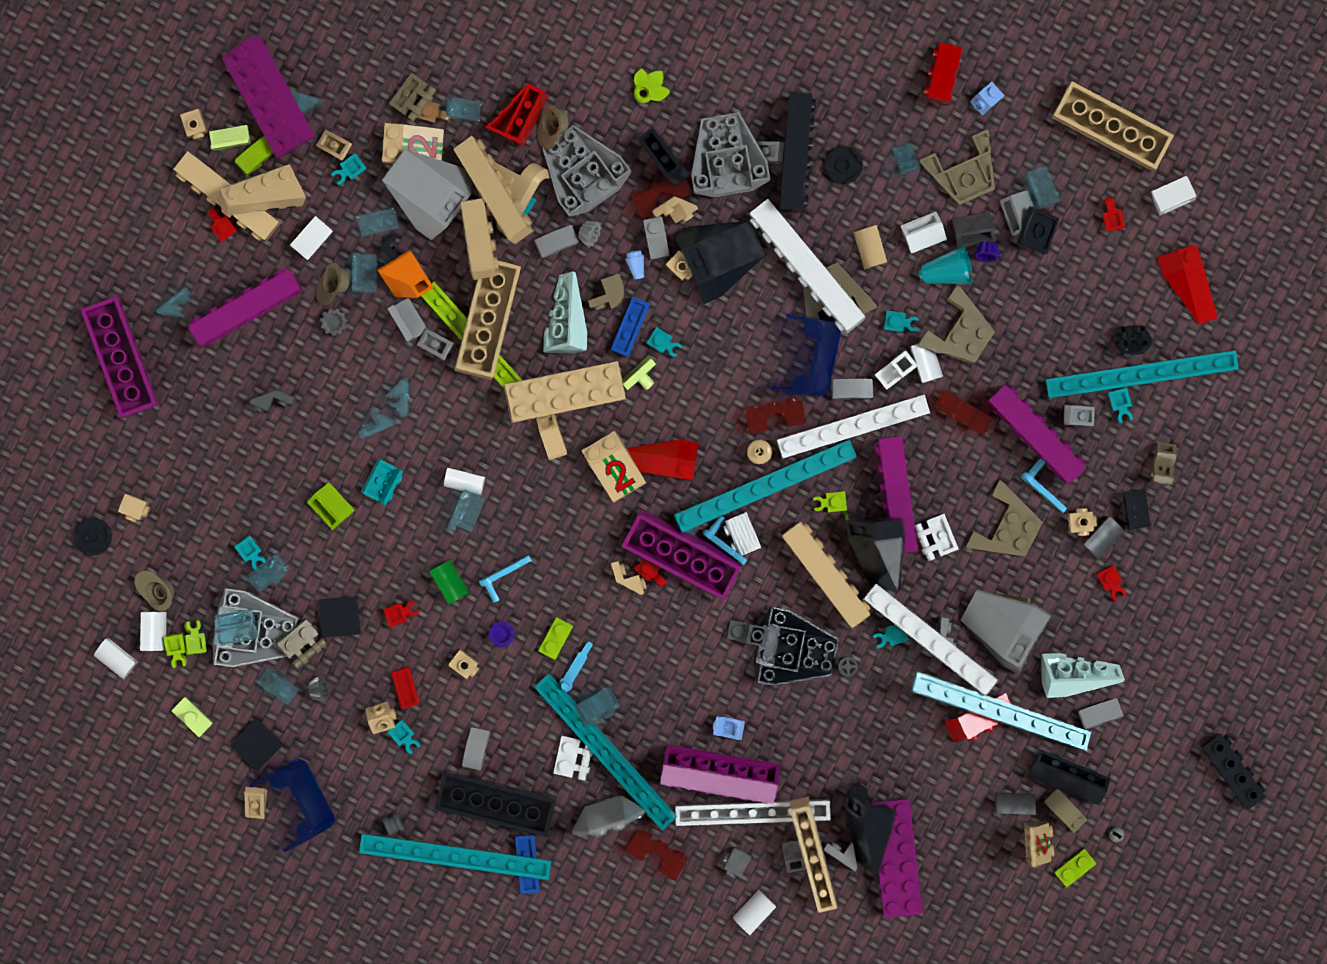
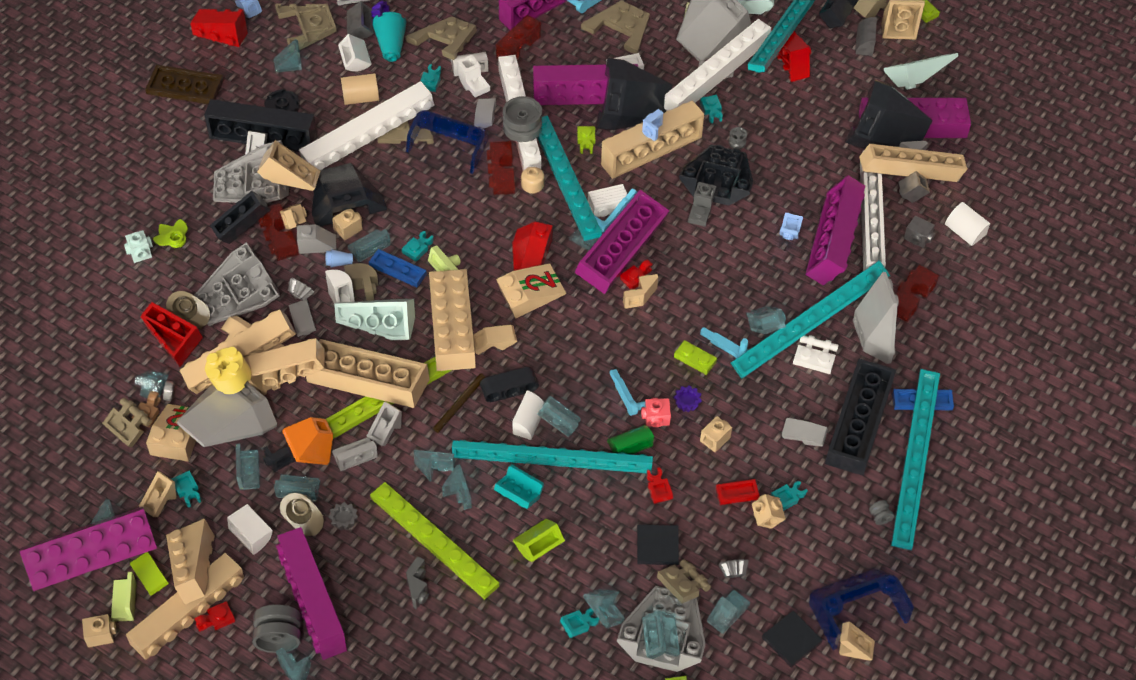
camera: 90 degrees left, 35 degrees down
(206, 284) = (276, 628): none -> dark grey wheel
(322, 409) = (435, 540): none -> lime plate
(421, 500) = (551, 456): none -> teal plate
(453, 178) = (227, 370): none -> light yellow brick
(455, 128) = (168, 390): none -> light grey tile
(475, 411) = (458, 404): none -> dark brown bar
(479, 612) = (656, 412): none -> coral brick
(499, 458) = (509, 384): none -> black beam
(589, 273) = (339, 286): none -> white brick
(628, 64) = (138, 246): none -> light aqua brick
(660, 291) = (369, 244): none -> clear light blue panel
(731, 194) = (287, 168): none -> tan slope
(813, 423) = (522, 119): none -> dark grey wheel
(827, 573) = (652, 123): none -> light blue bracket
(856, 53) = (184, 84): none -> dark brown plate
(967, 859) = (917, 71): none -> light aqua wedge

